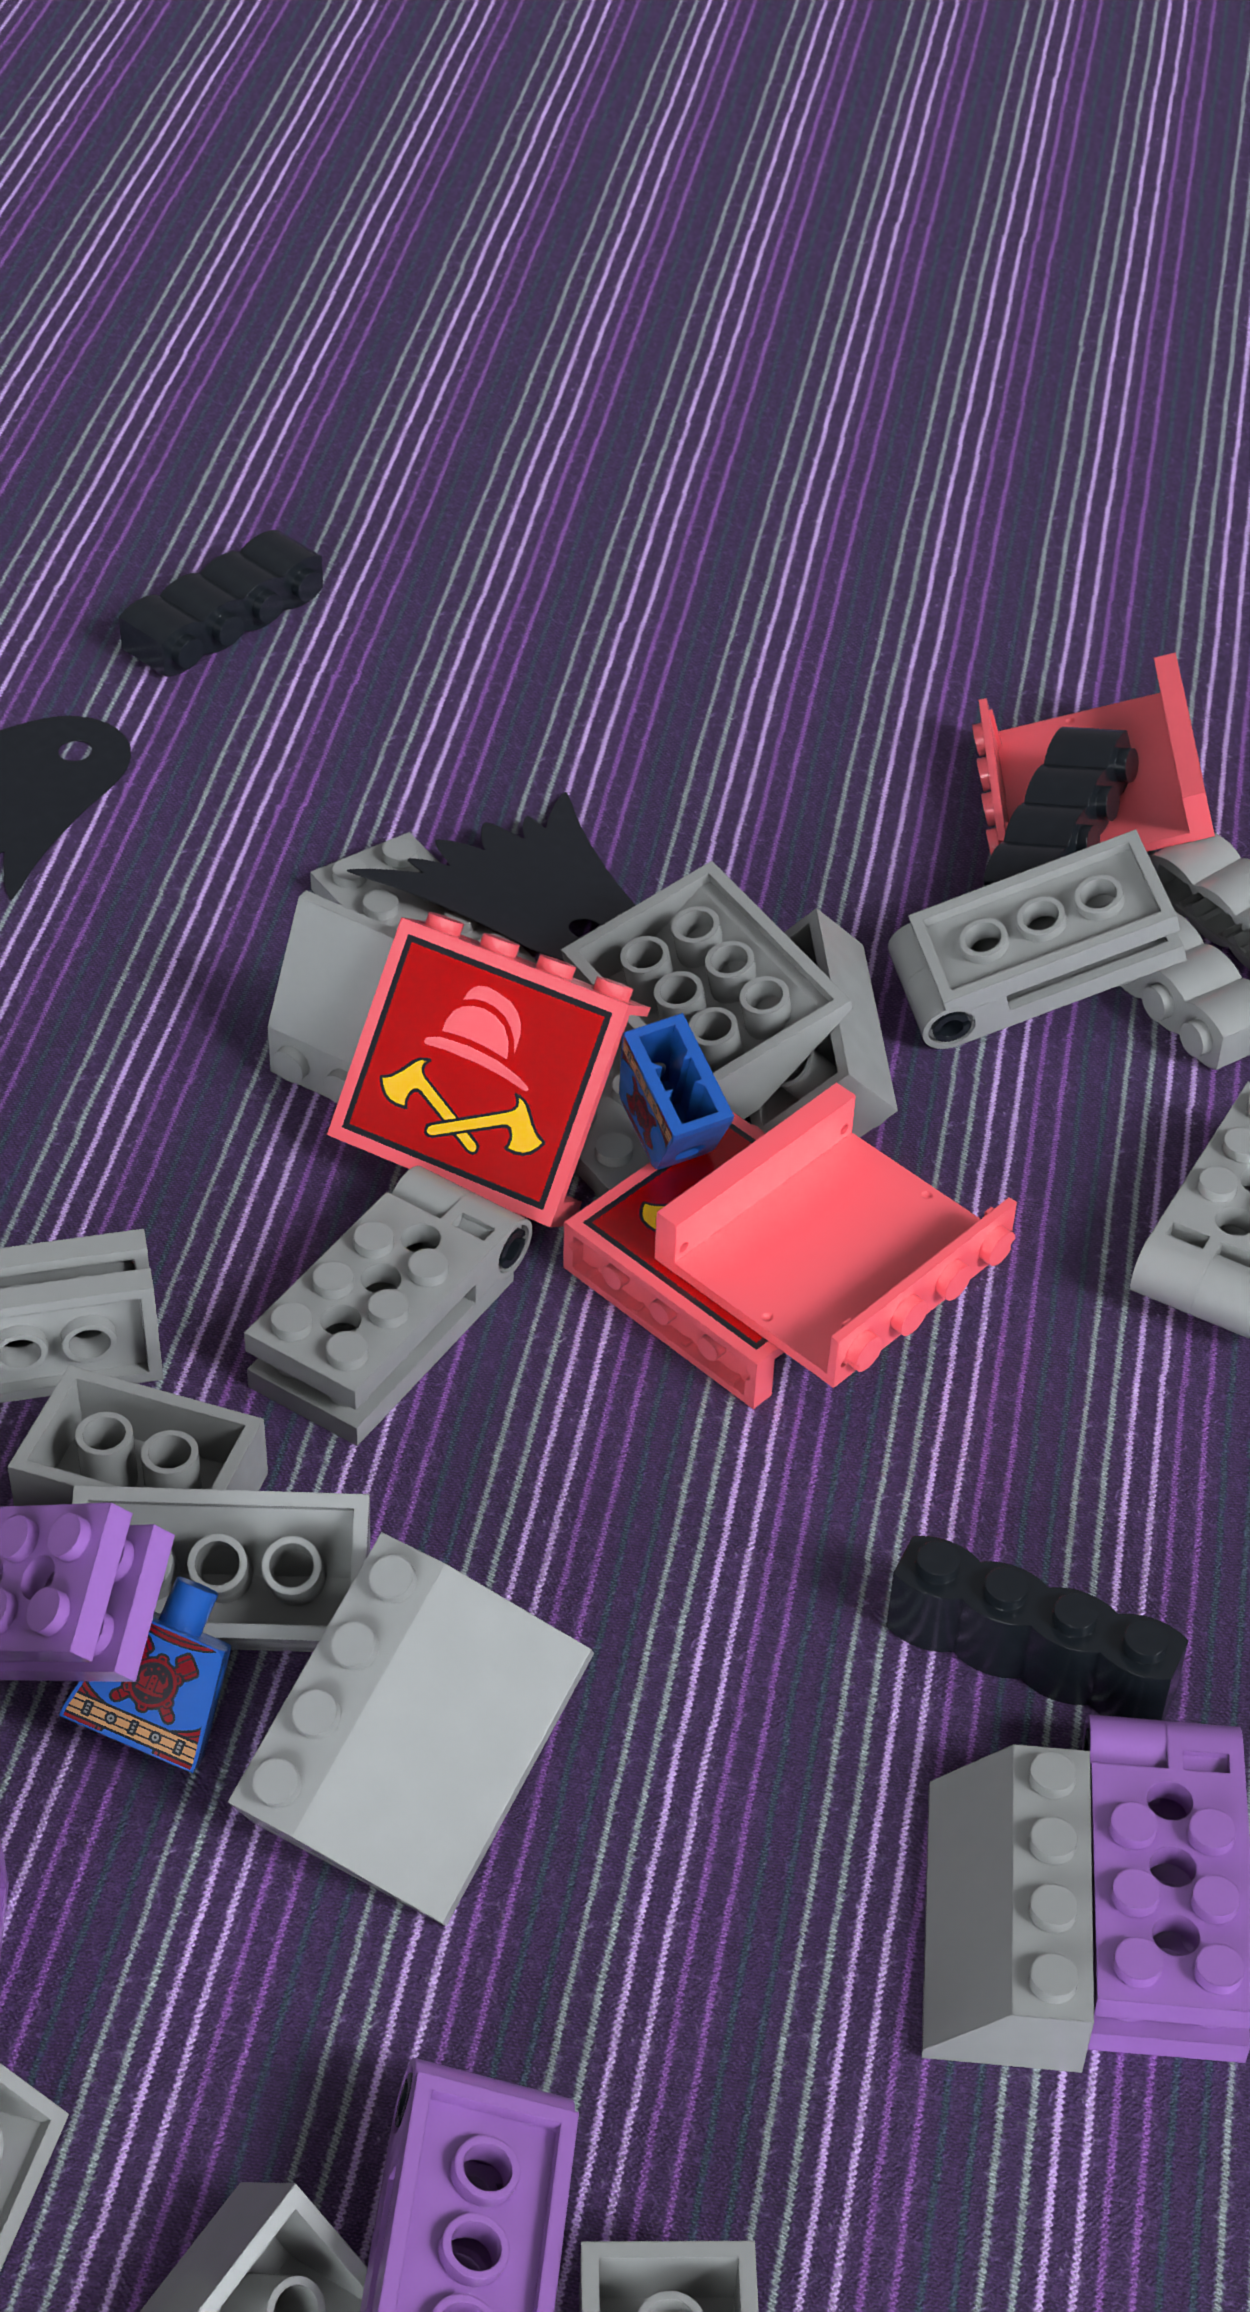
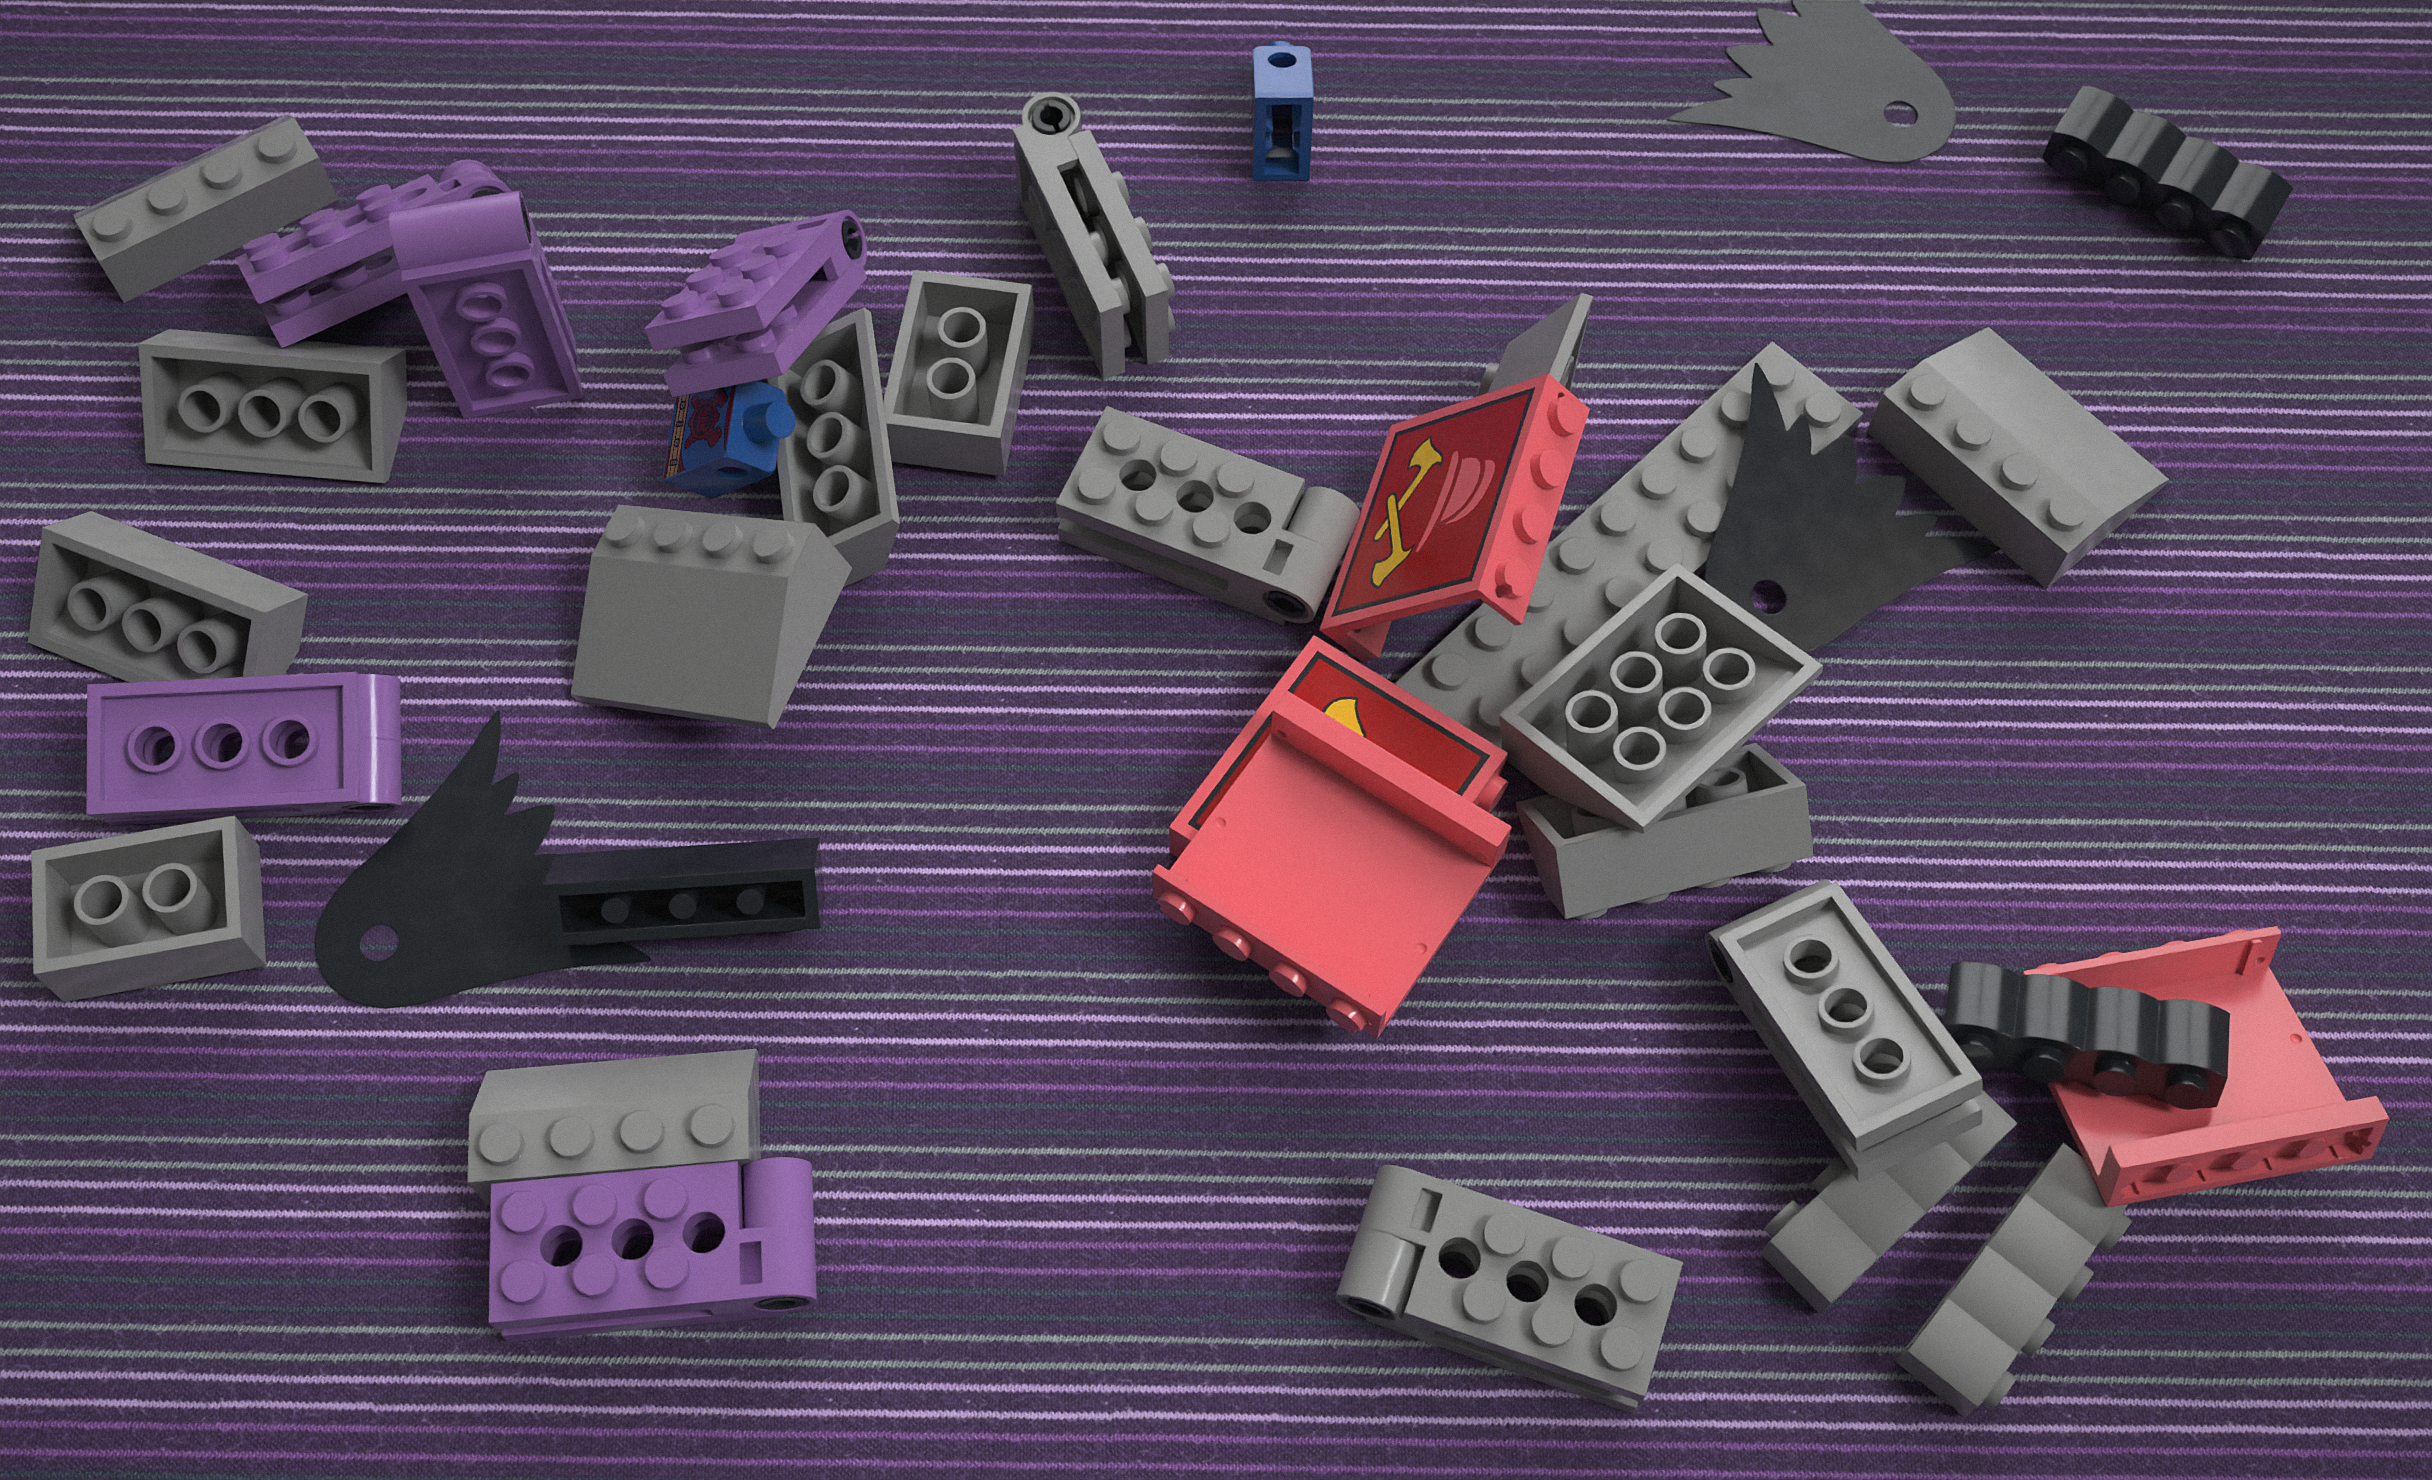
camera: 80 degrees right, 20 degrees up
(484, 757) = (2013, 453): none -> light grey slope
(675, 1107) = (1443, 677): blue torso -> none
(683, 2071) = (459, 895): none -> black piece
(749, 1802) = (685, 891): none -> black brick
(1021, 1628) = (901, 1133): black brick -> none

